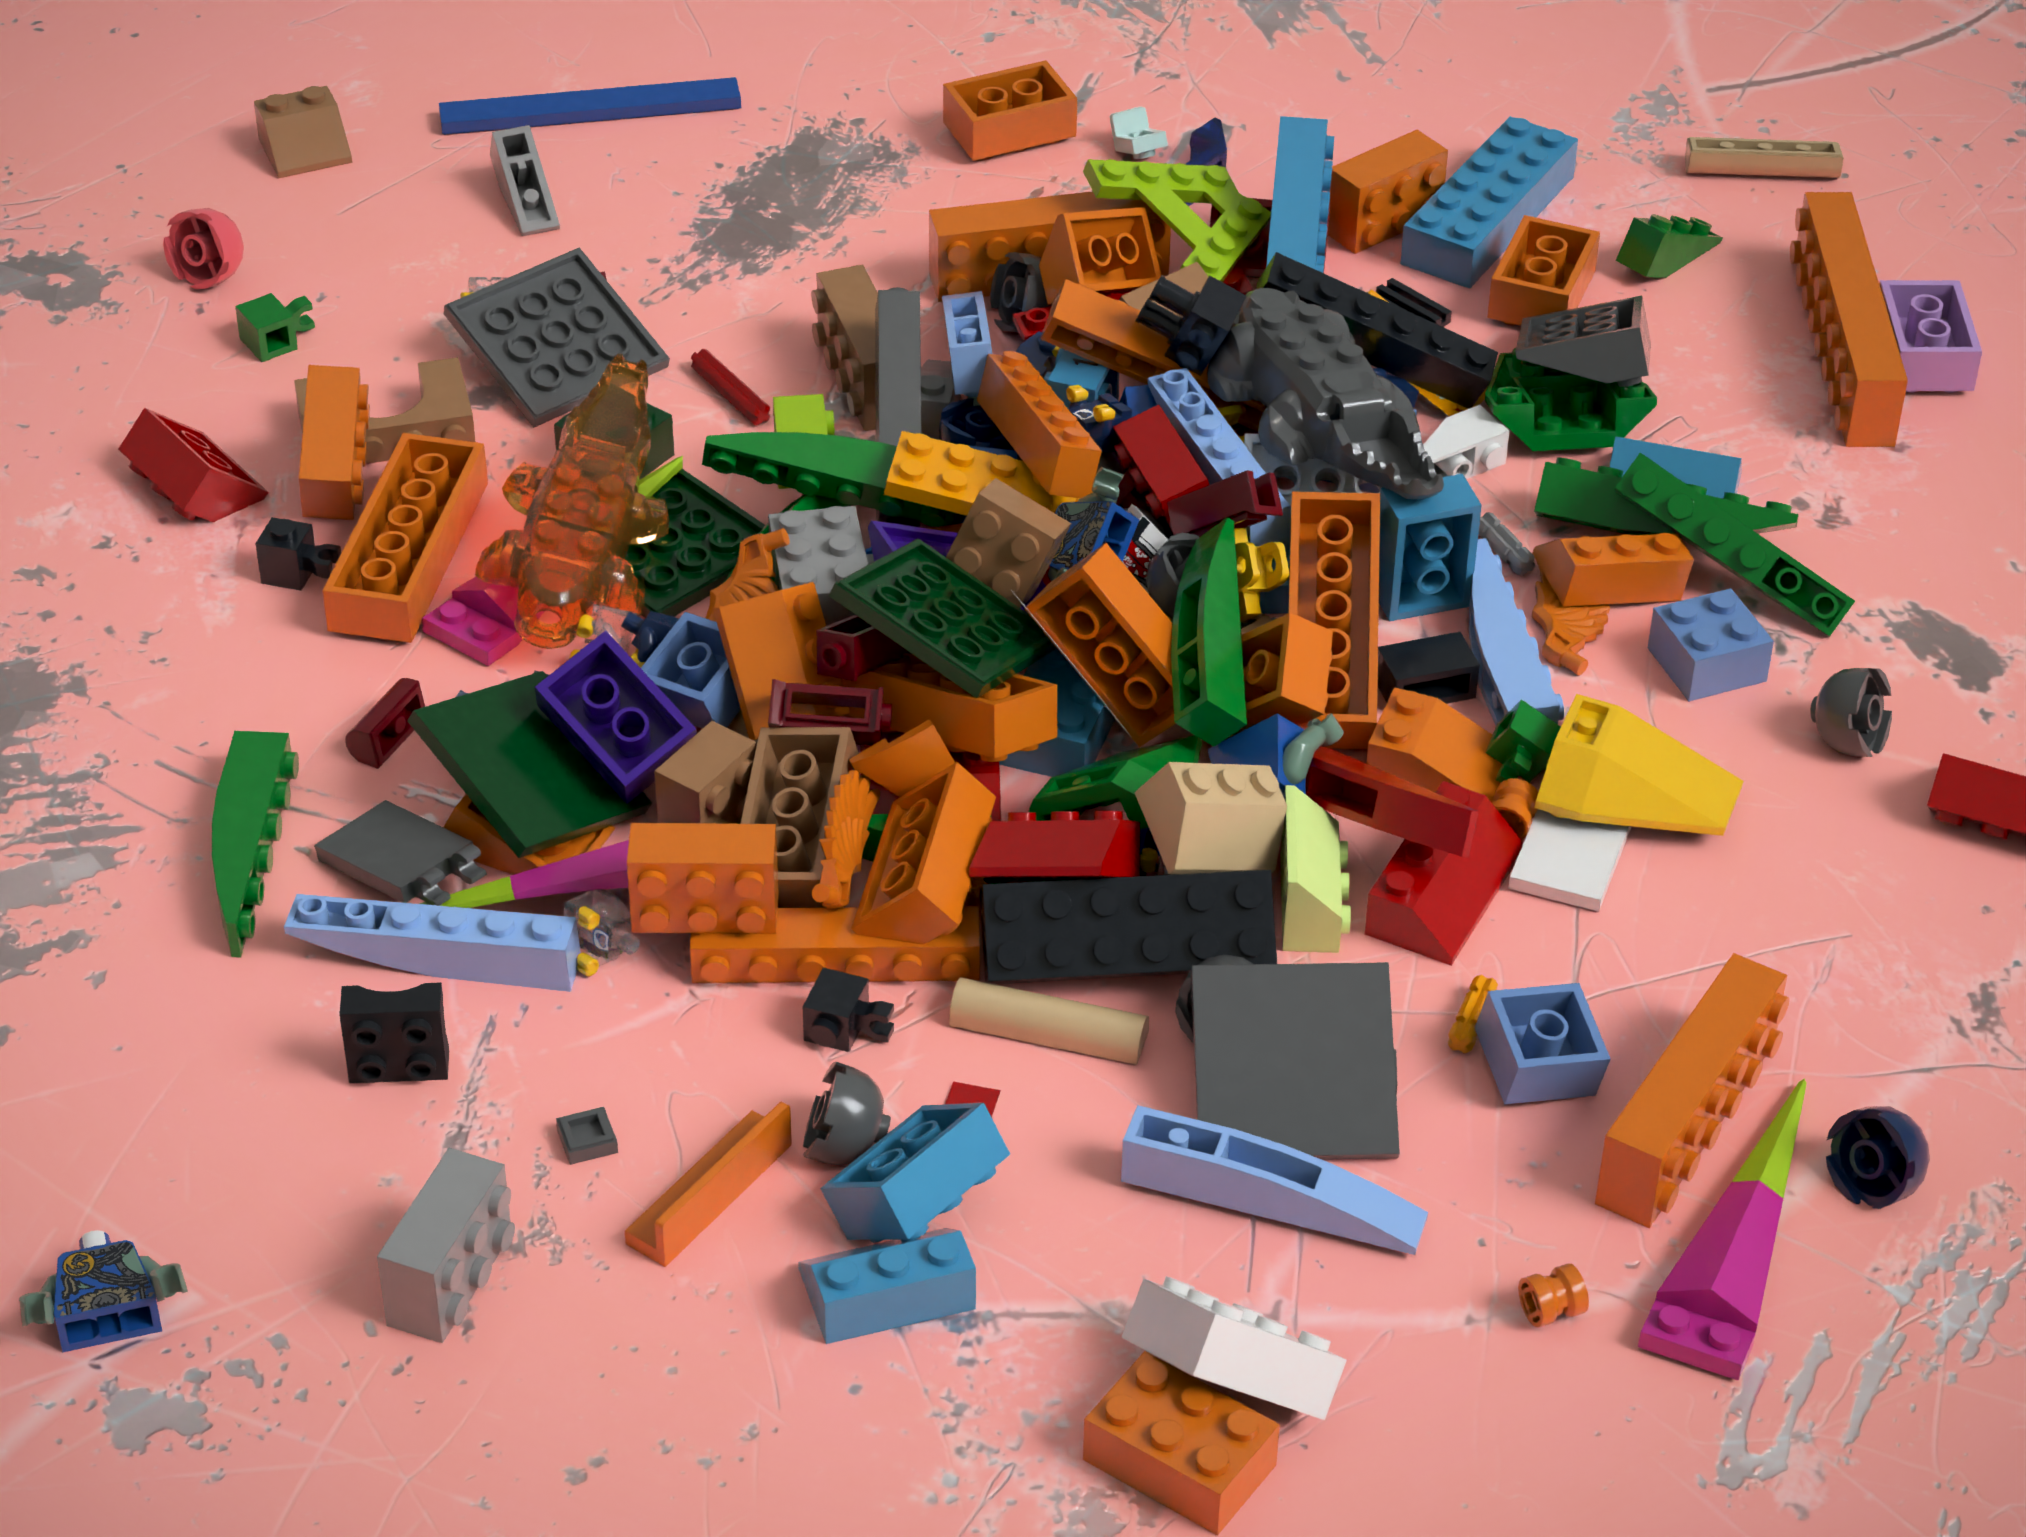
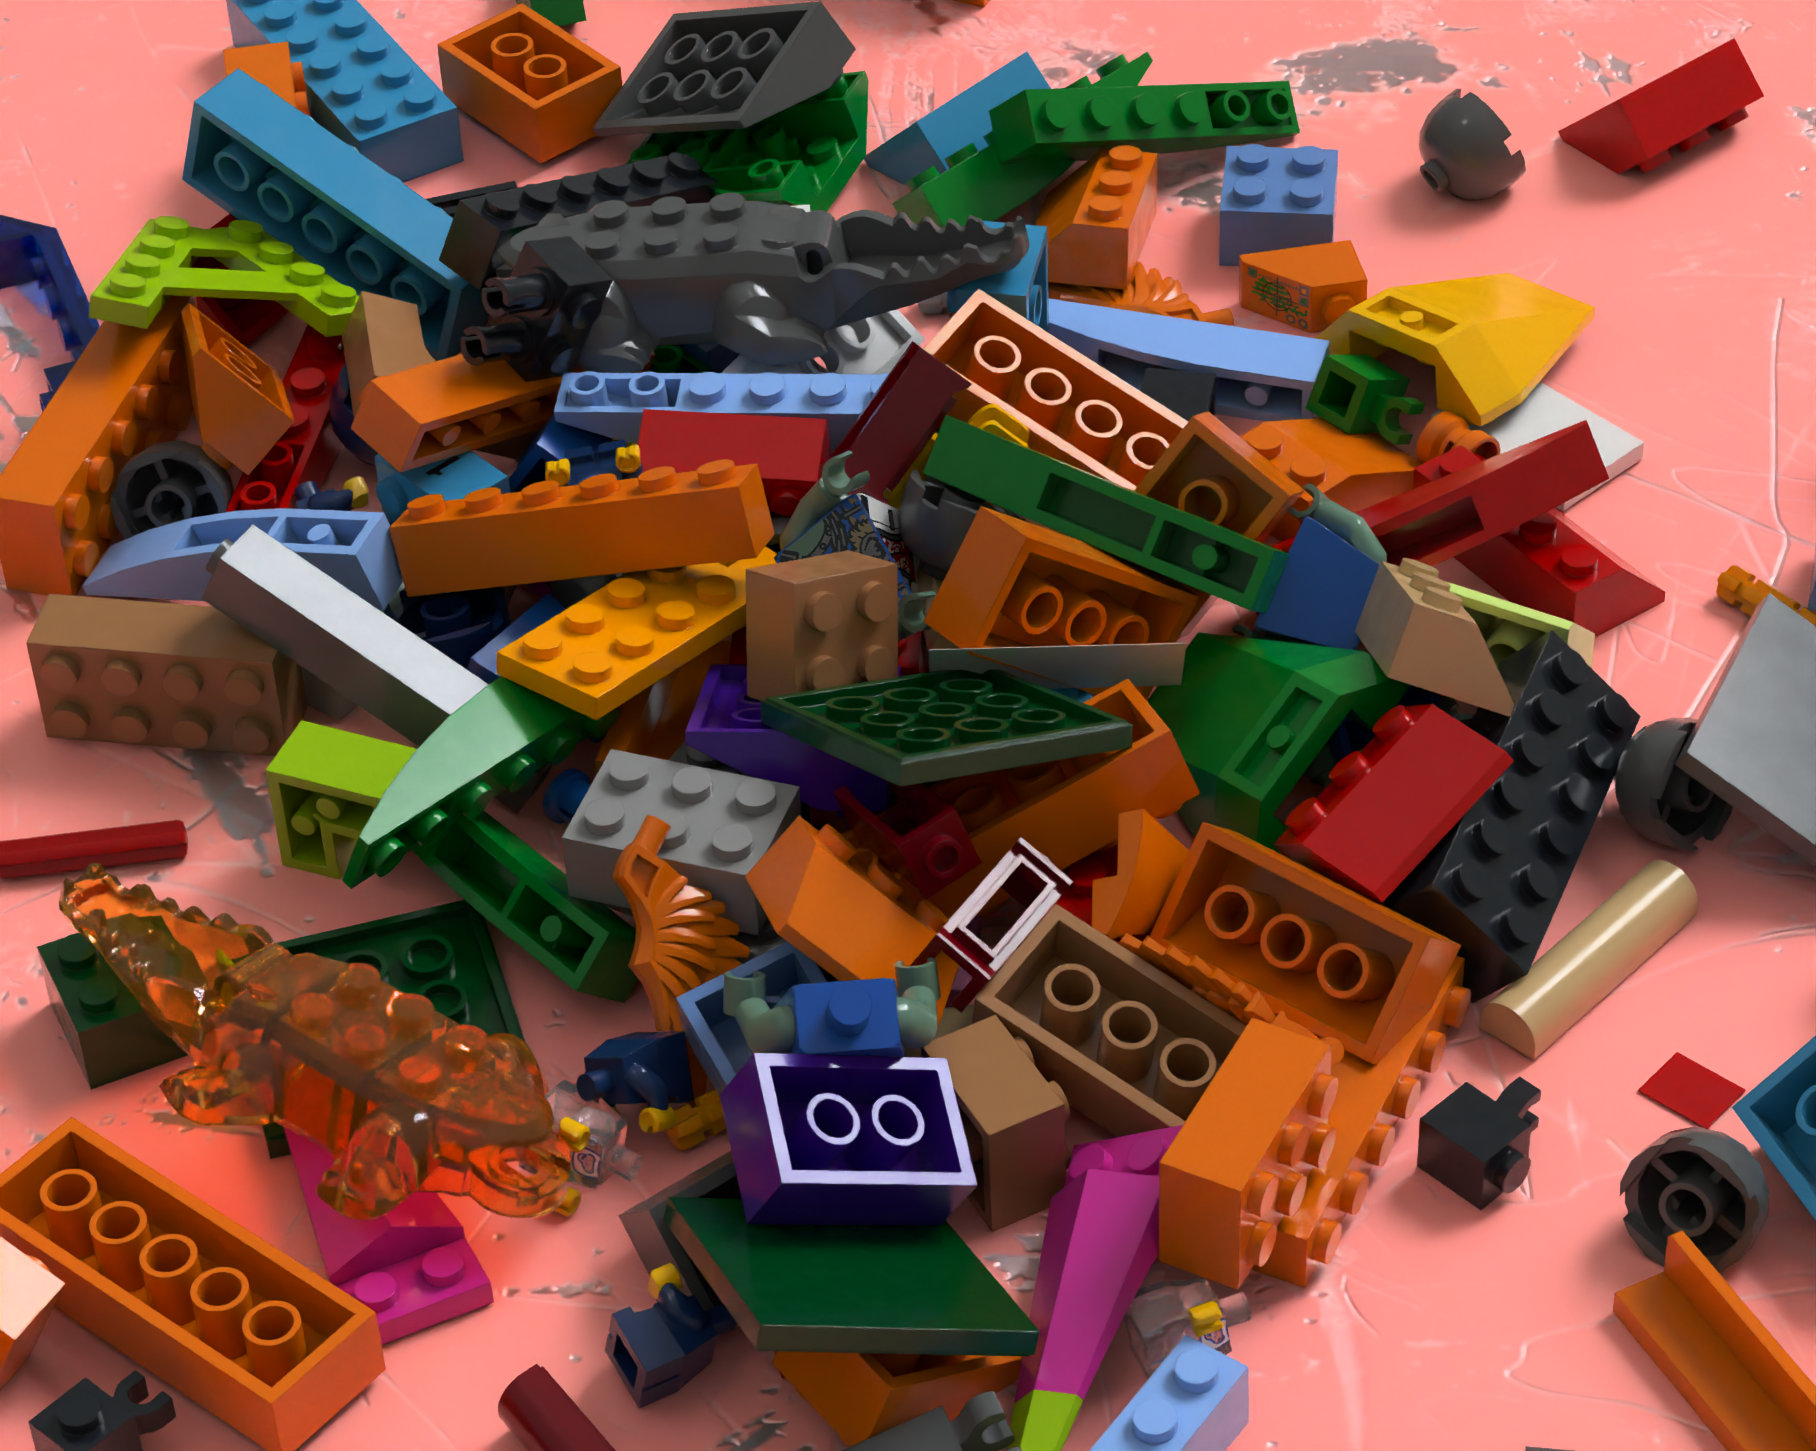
camera: 60 degrees left, 0 degrees up
(686, 680) = (839, 1016): none -> torso
(1642, 684) = (1303, 284): none -> orange slope

